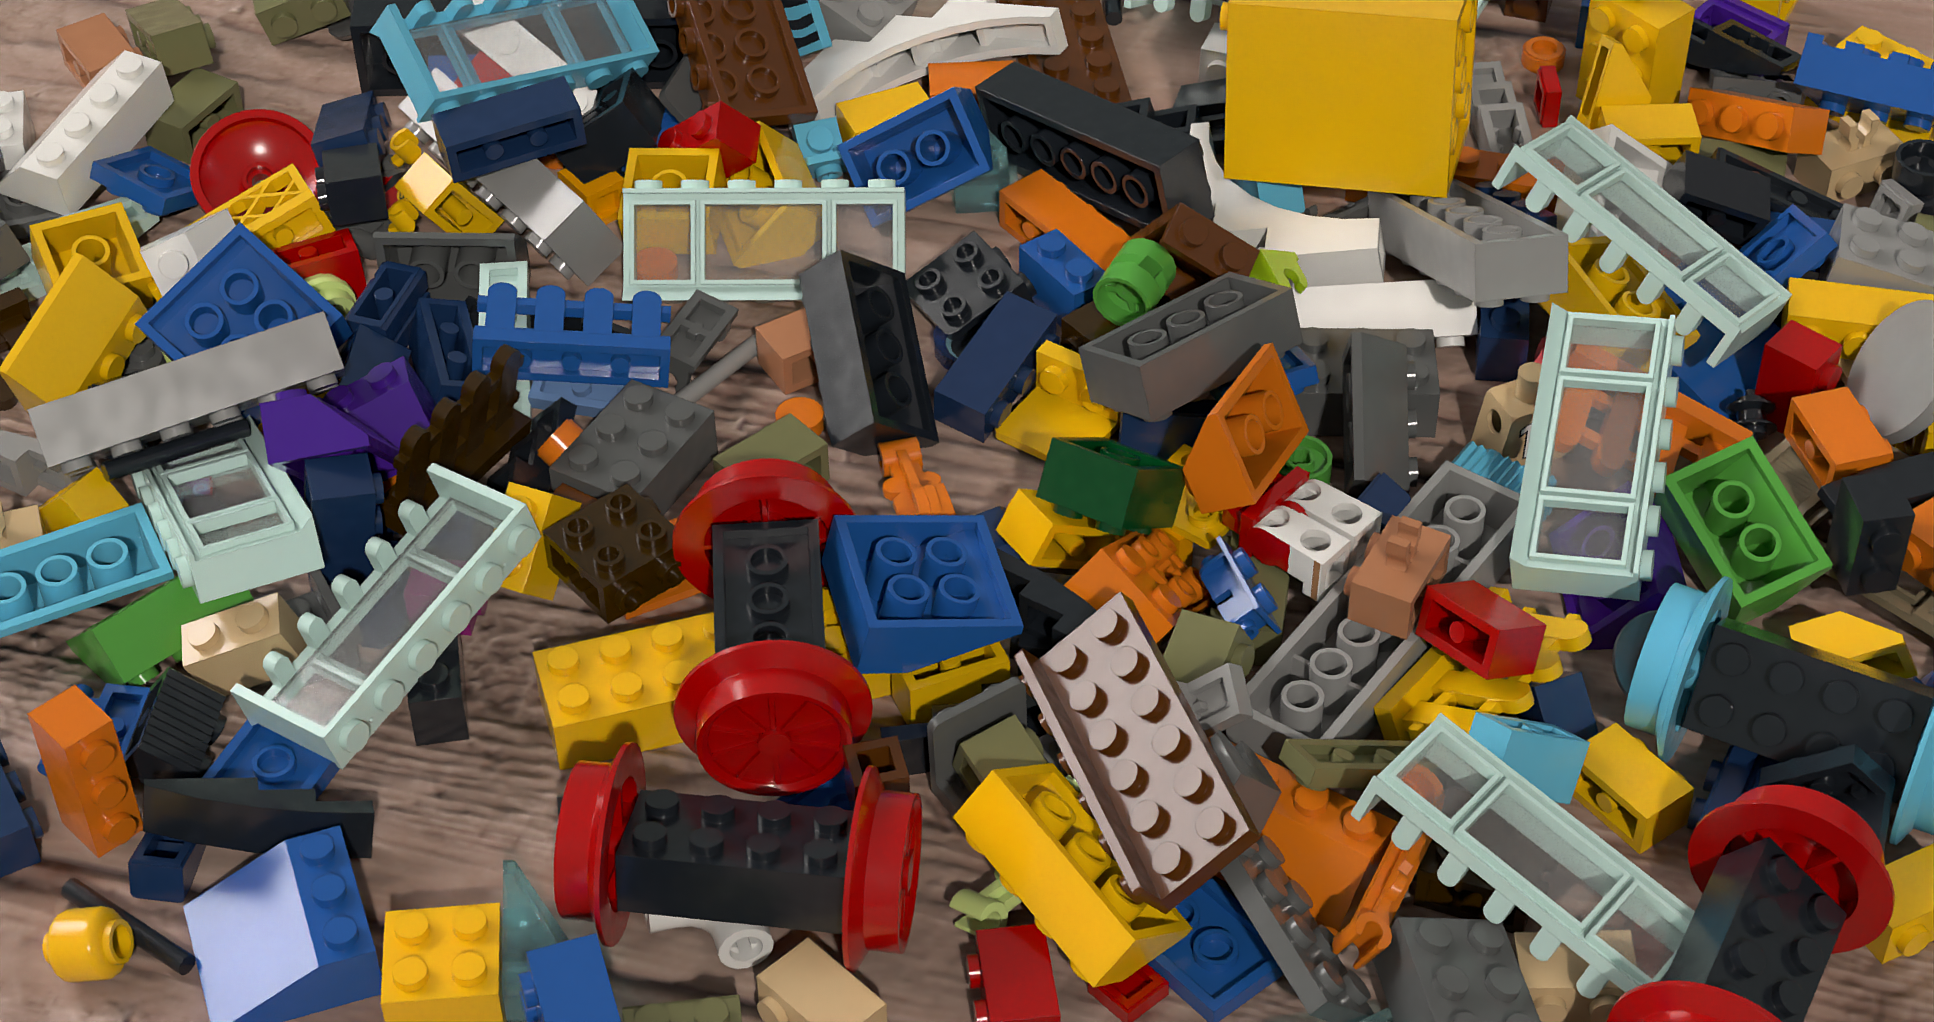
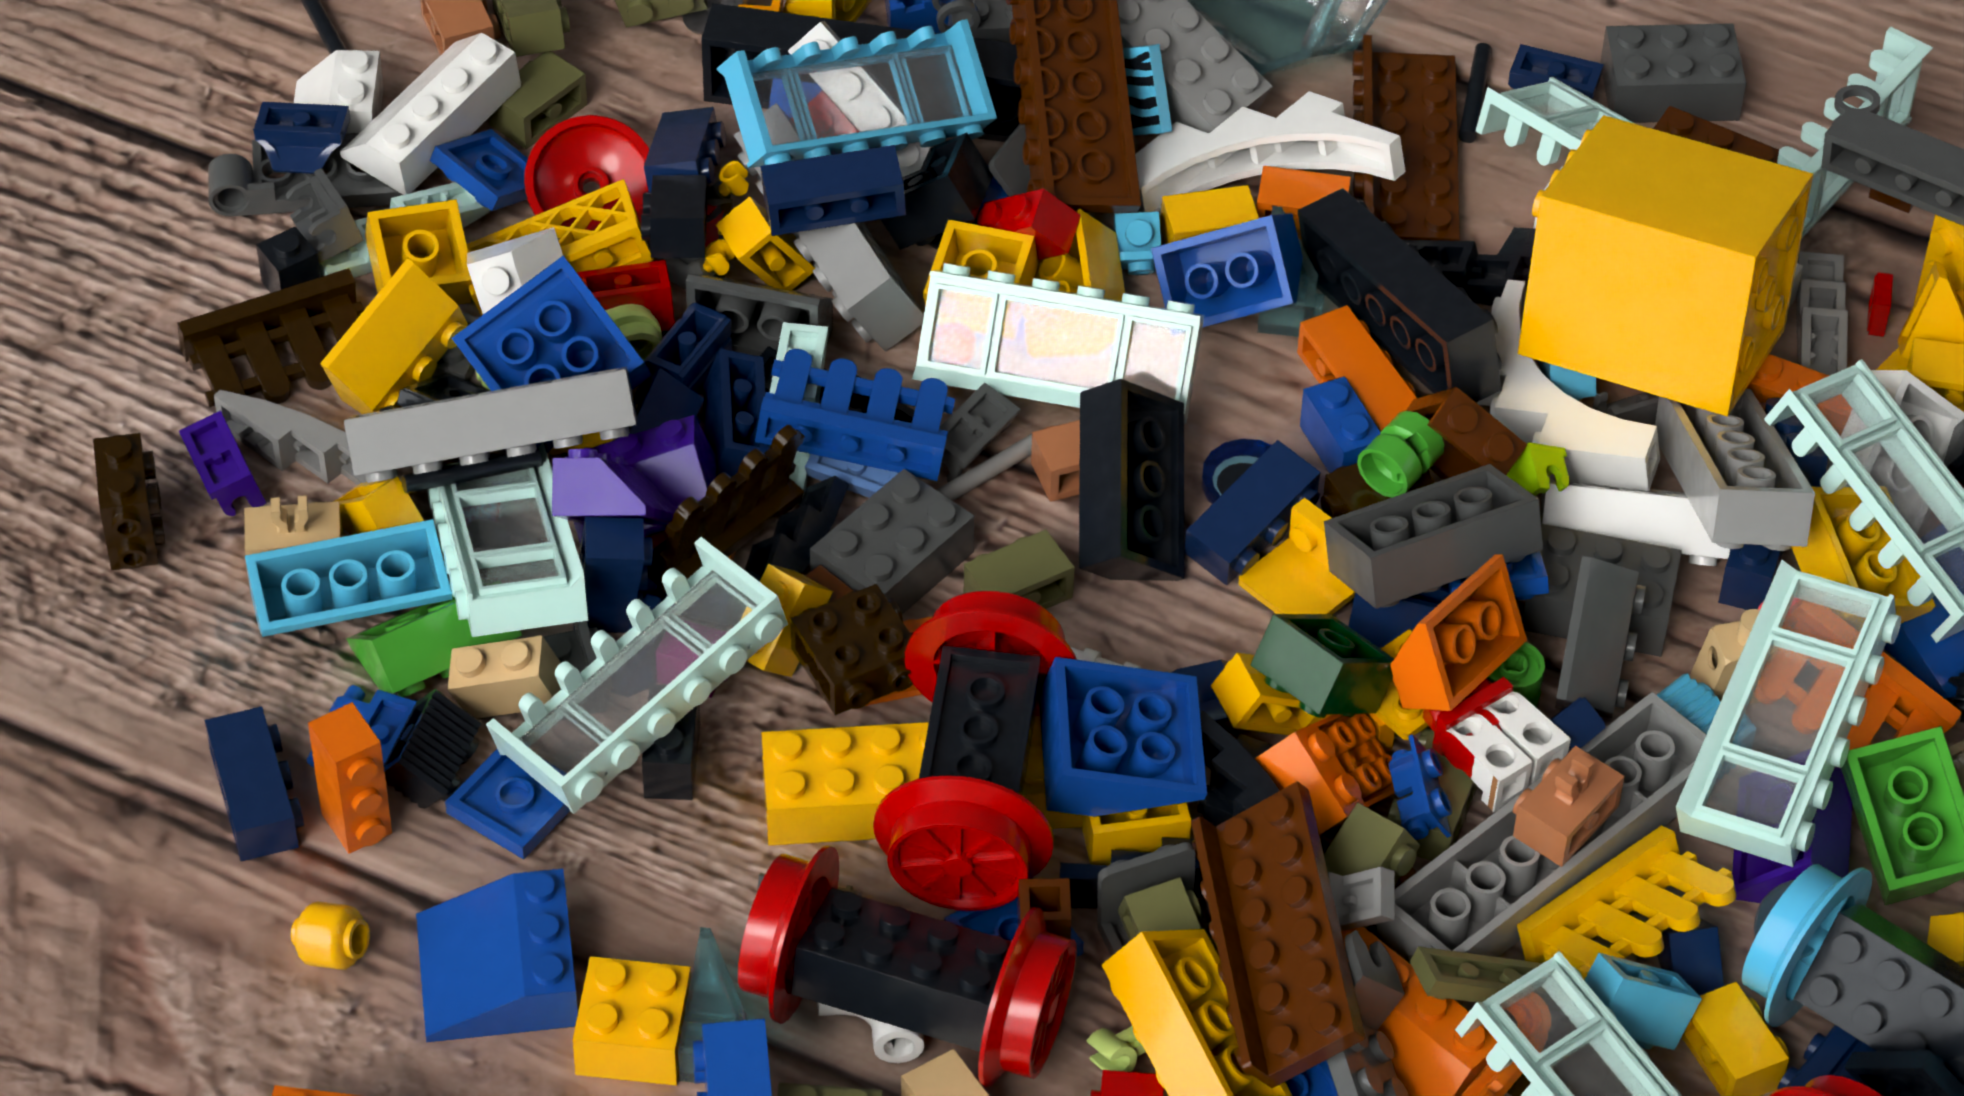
camera: 10 degrees right, 5 degrees up
(144, 935) = (379, 935): black bar -> none
(163, 868) = (412, 863): dark blue slope -> none
(243, 818) = (479, 843): black slope -> none
(559, 441) = (824, 523): orange tile -> none
(600, 194) = (910, 260): light orange panel -> none
(805, 410) = (1062, 527): orange tile -> none
(910, 487) = (1145, 627): orange piece -> none
(966, 285) = (1246, 420): black bracket -> none
(1480, 629) = (1628, 872): red brick -> none
(1543, 52) = (1893, 253): orange tile -> none

